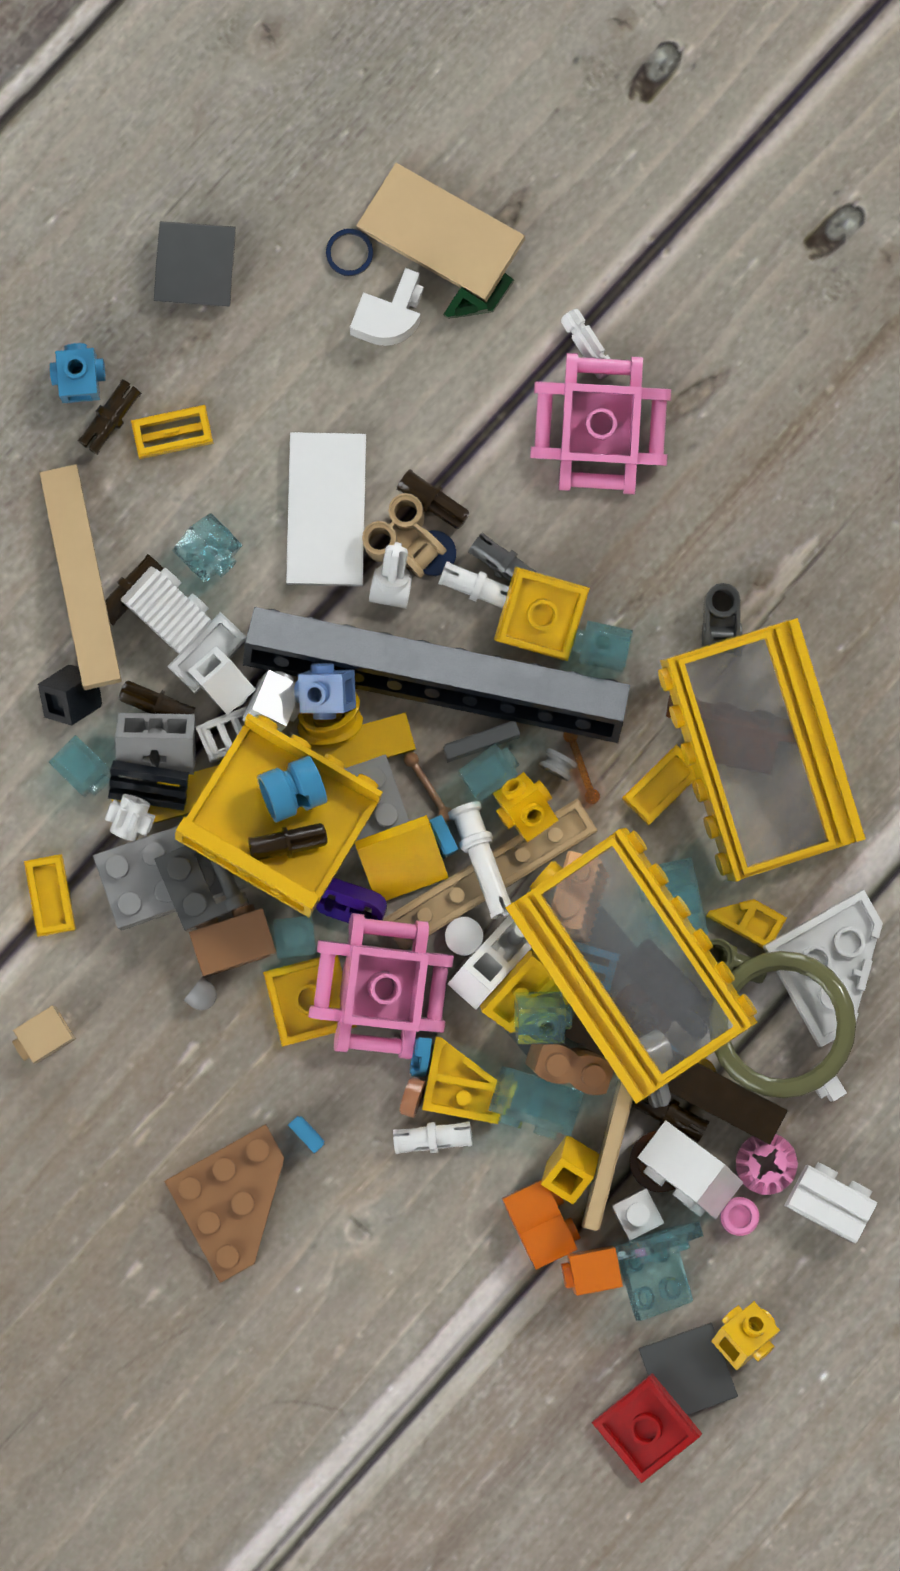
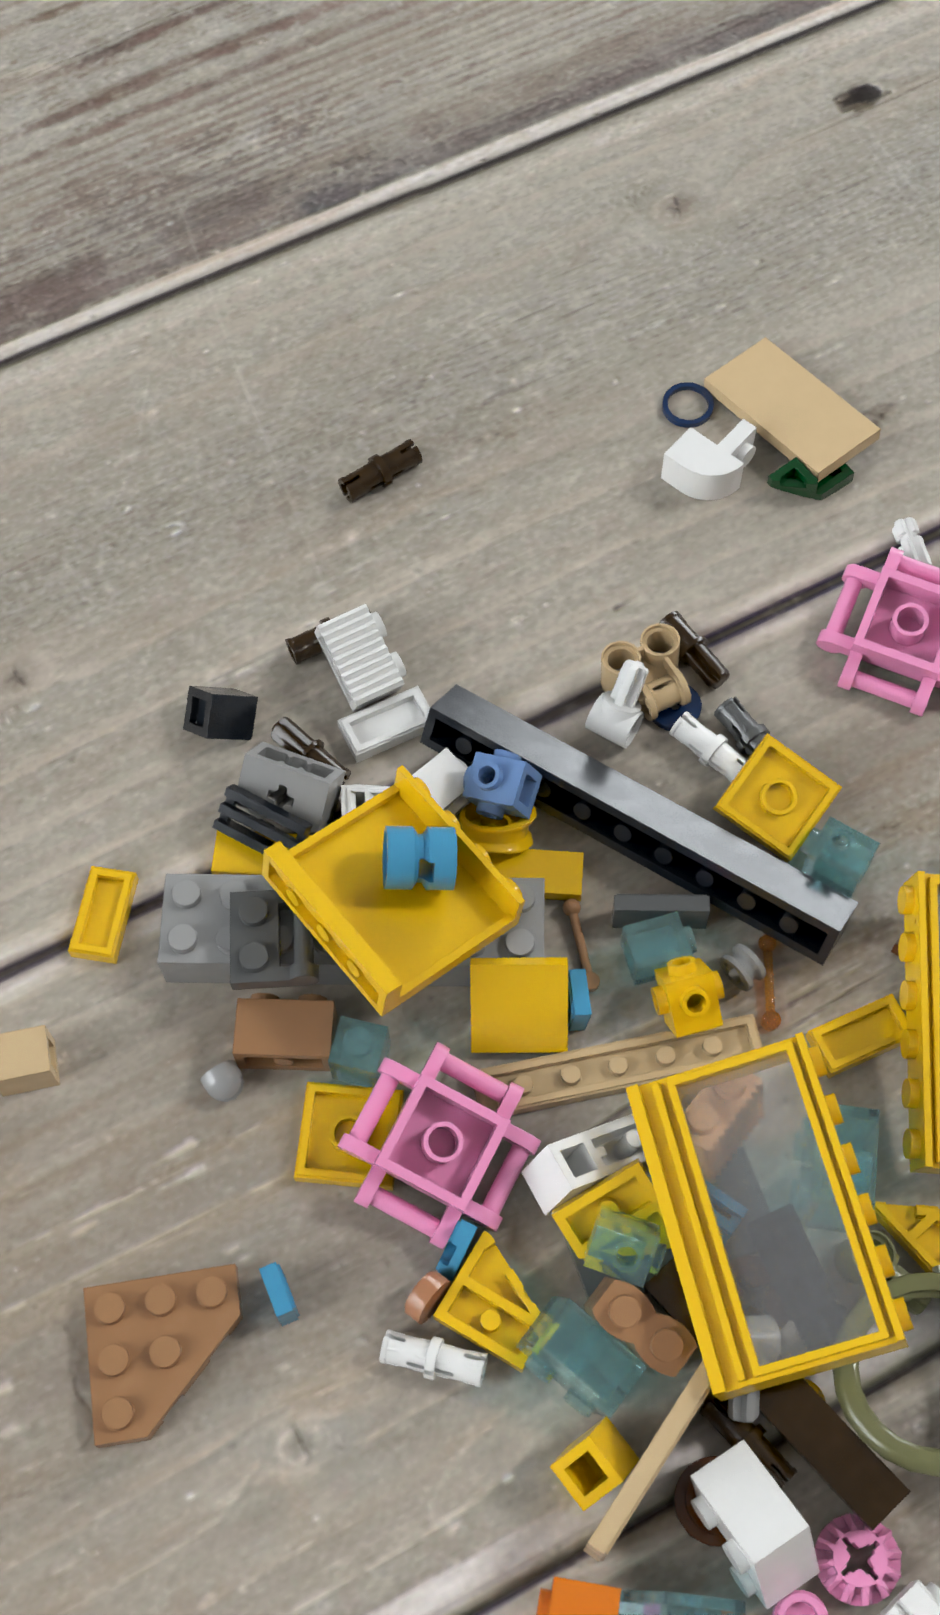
camera: 25 degrees right, 20 degrees down
(79, 386) = (363, 417): dark azure brick -> none
(80, 577) = (281, 604): tan tile -> none
(81, 767) = (196, 786): clear light blue brick -> none
(129, 817) = (225, 849): white gear -> none
(175, 446) = (438, 511): yellow tile -> none
(194, 263) = (524, 363): dark grey slope -> none
(208, 548) = (429, 614): clear light blue brick -> none
(221, 680) = (389, 745): white brick -> none
(288, 841) = (388, 918): dark brown axle -> none
(326, 509) = (571, 626): white tile -> none
(349, 900) = (439, 1027): dark purple beam -> none
(464, 936) = (560, 1121): white tile -> none
(476, 843) = (615, 1019): white pin -> none
(540, 1224) = (532, 1525): orange brick -> none
(637, 1214) = (664, 1559): white brick -> none

